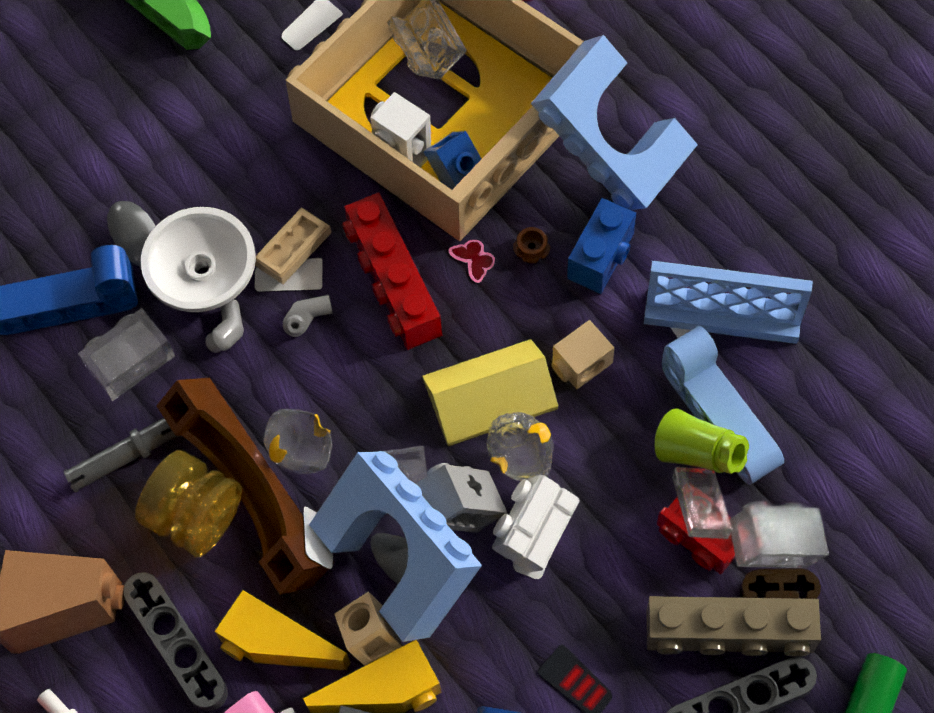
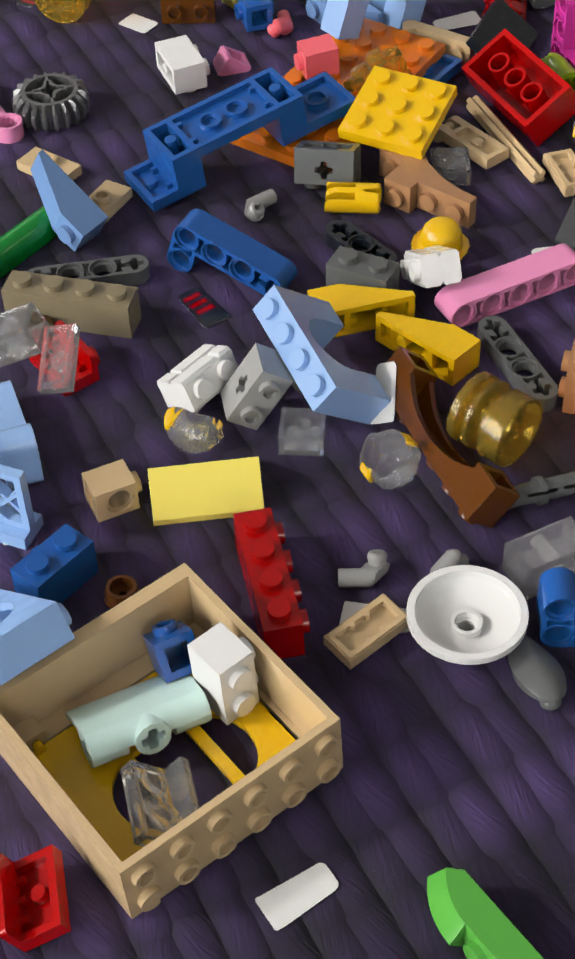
camera: 170 degrees left, 20 degrees down
(365, 630) = (364, 322): tan brick -> none
(481, 104) = (139, 717): none -> light aqua panel
(699, 443) = (39, 395): lime plant -> none

